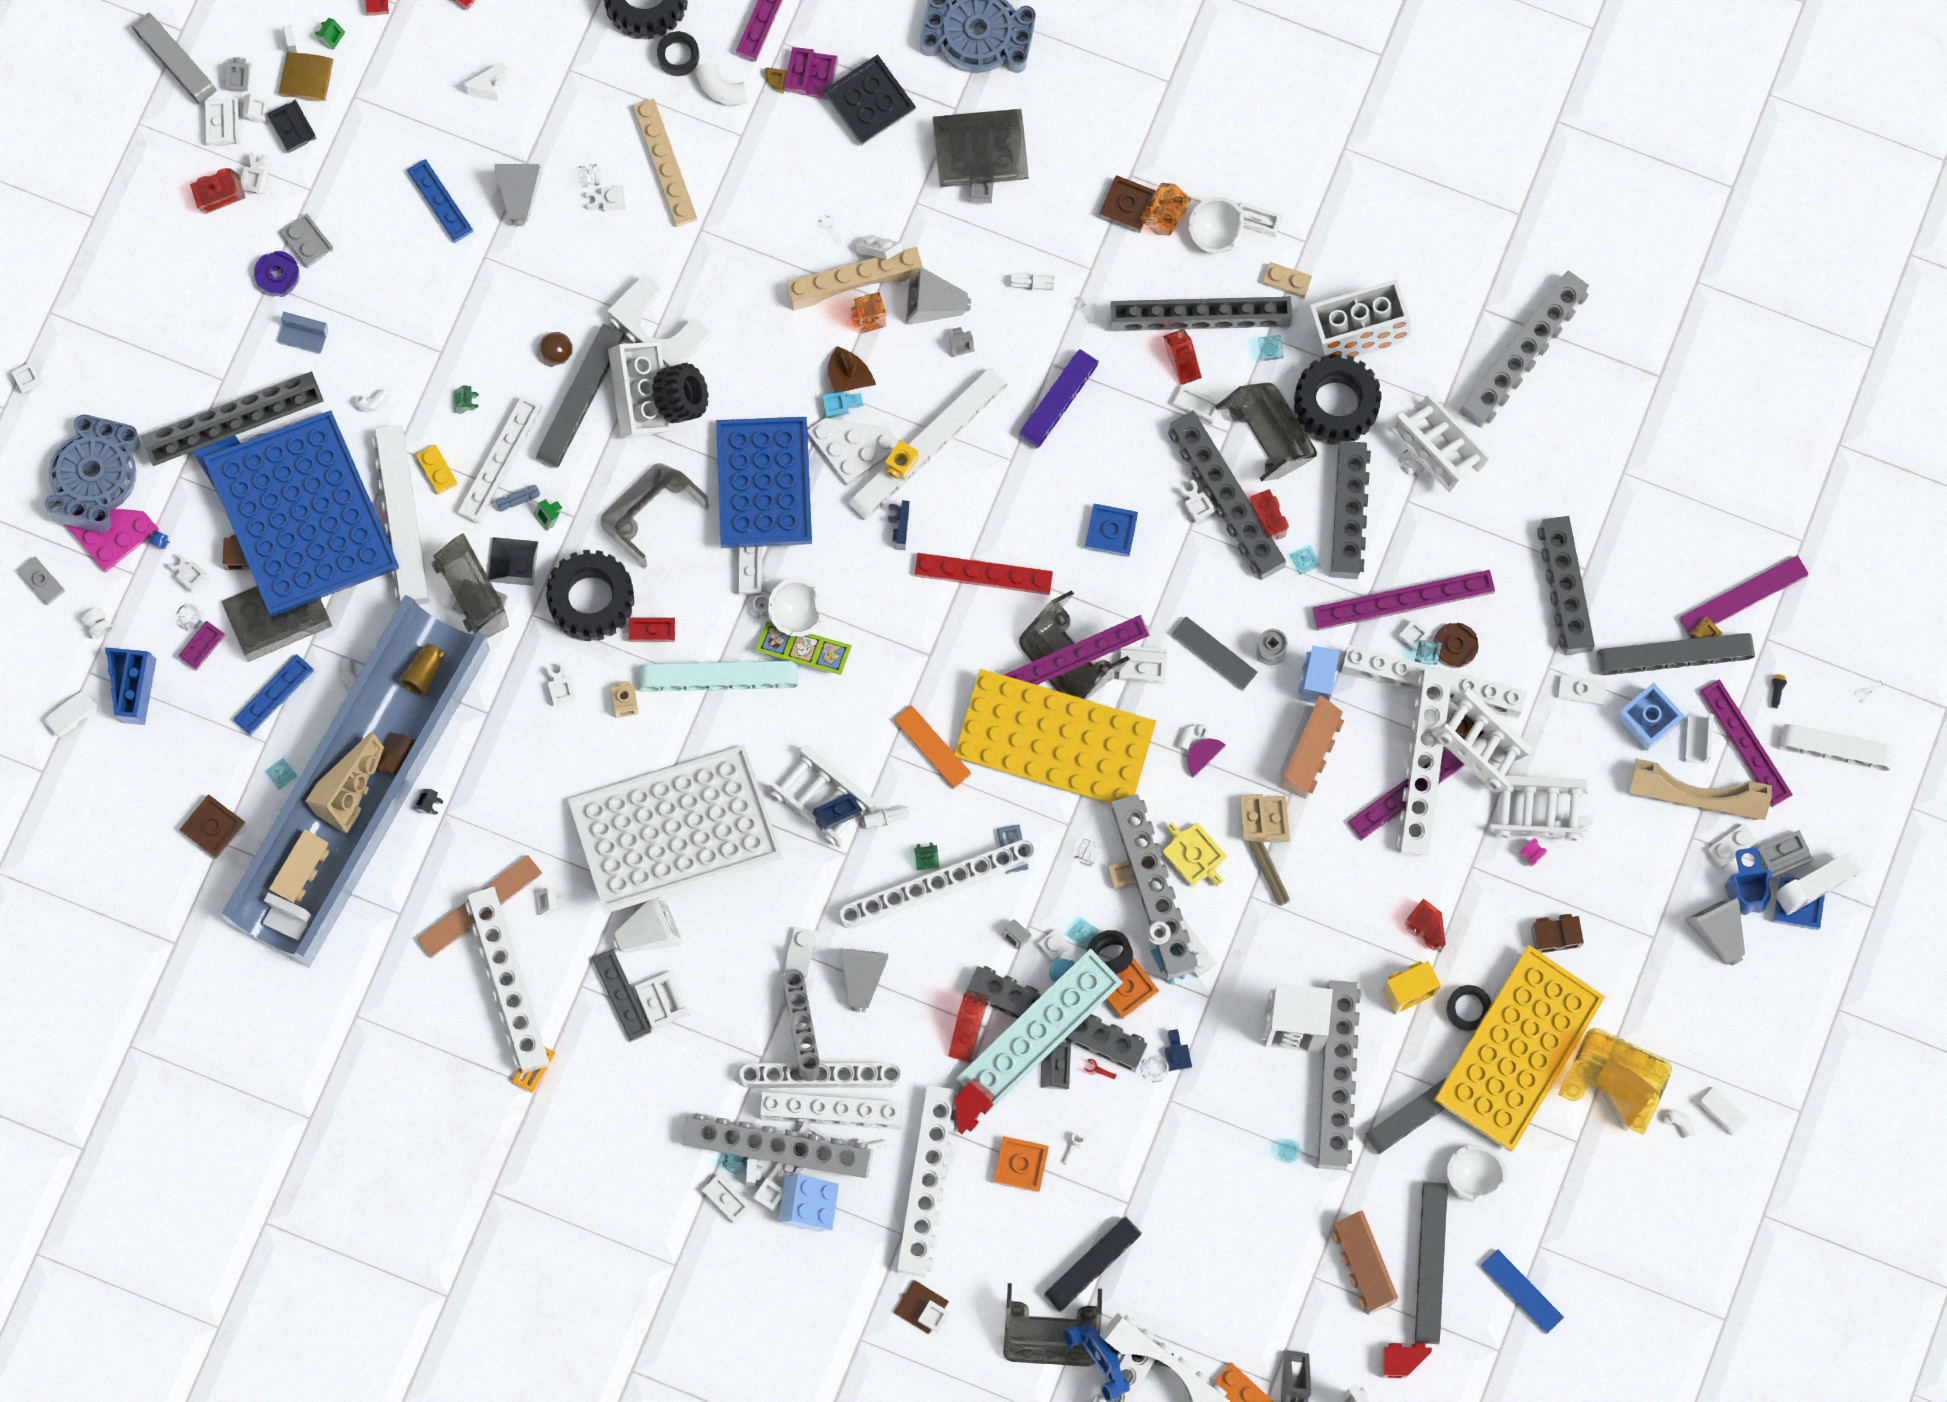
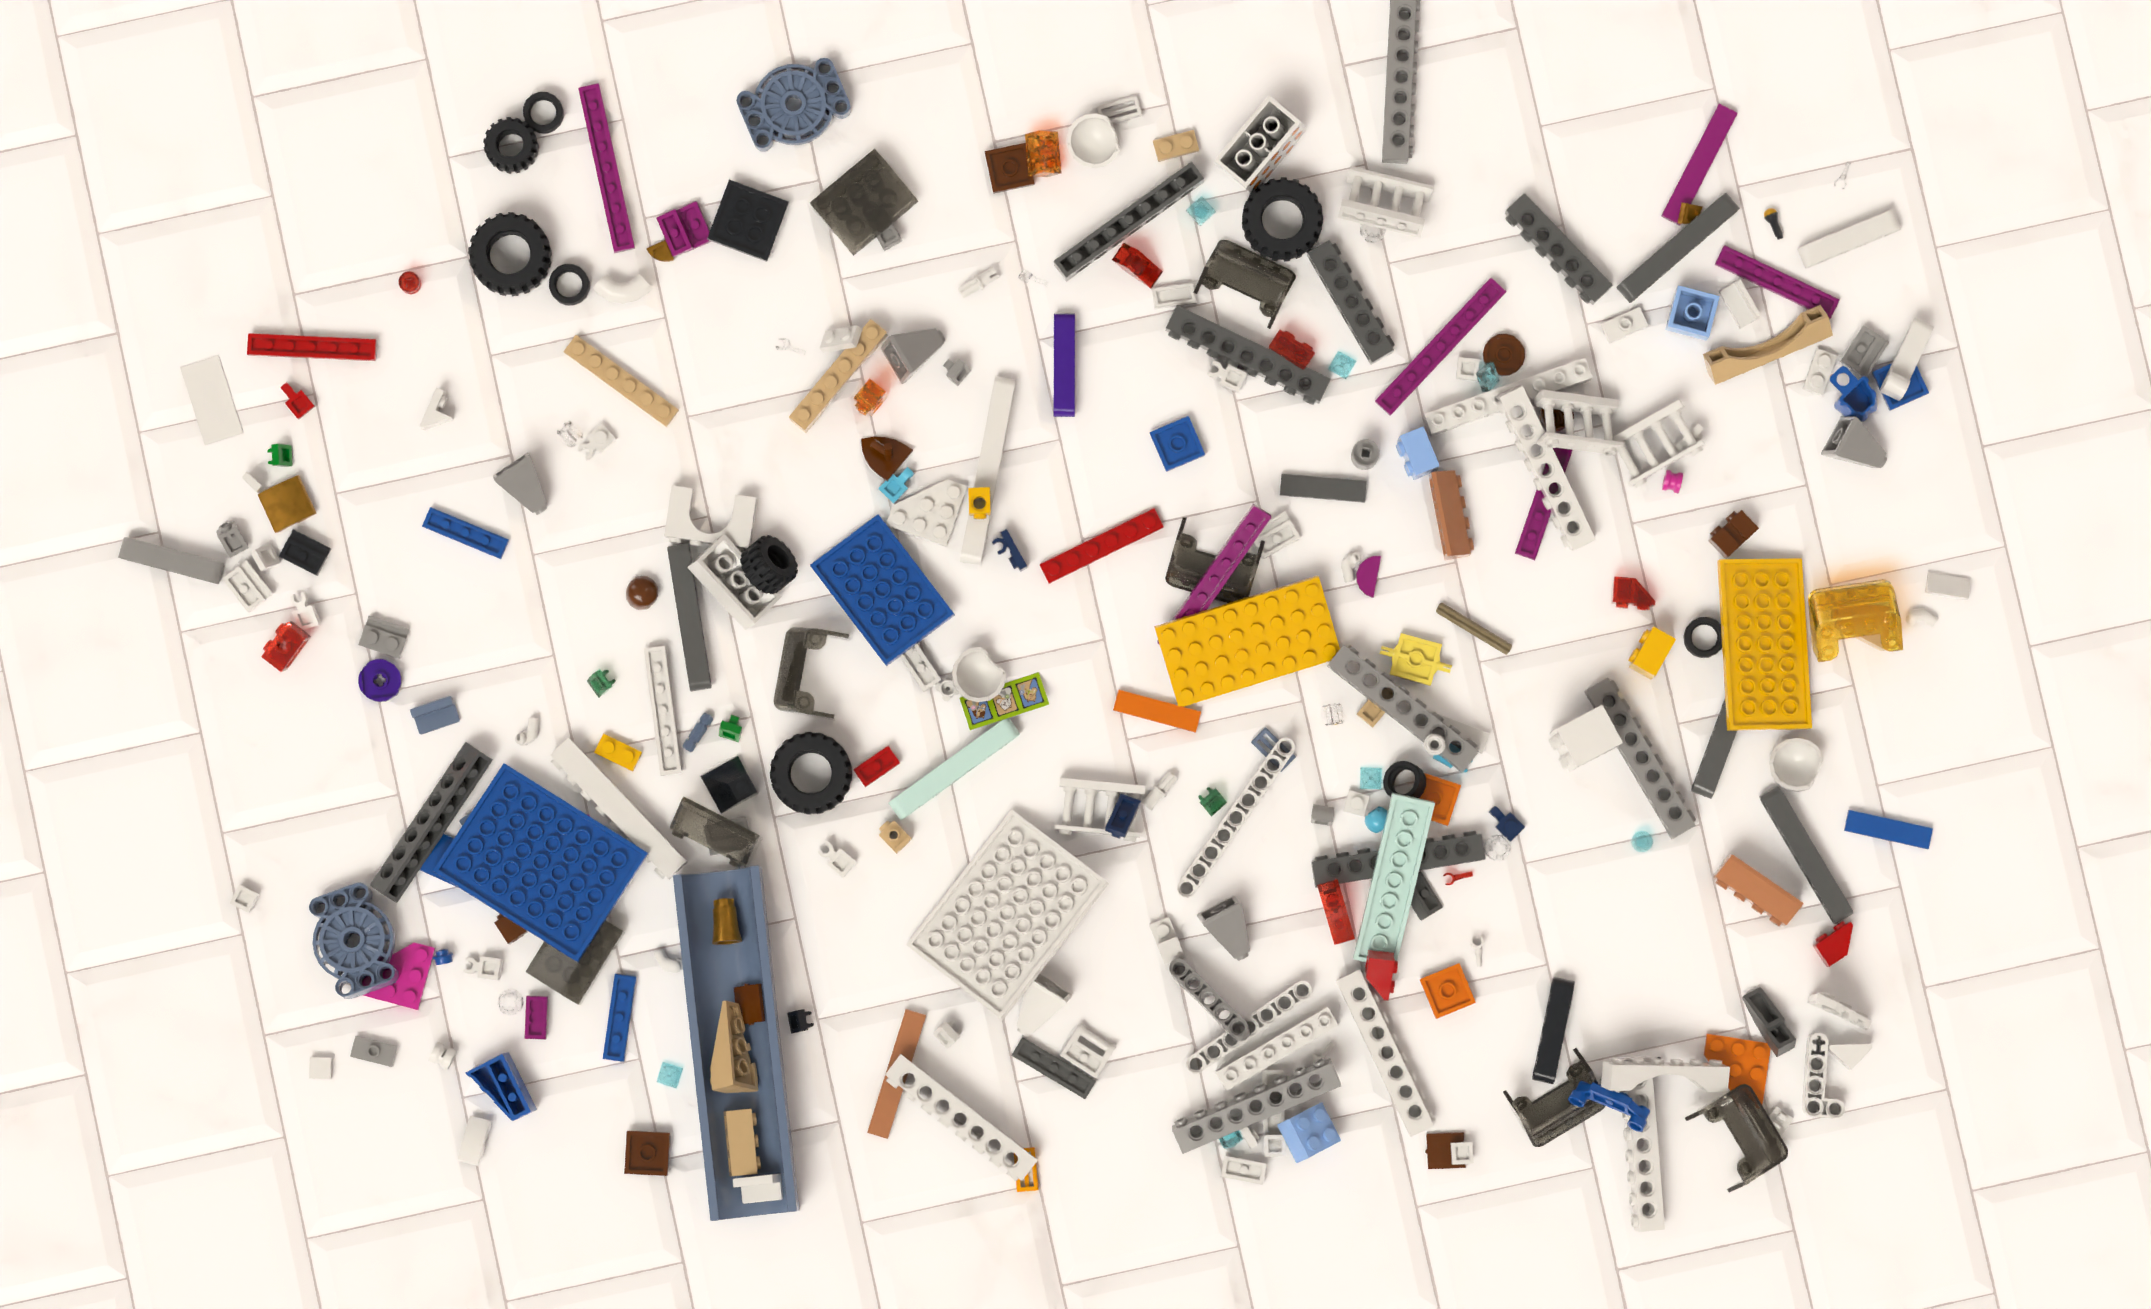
camera: 30 degrees left, 10 degrees up
(1264, 818) = (1450, 594): tan slope -> none

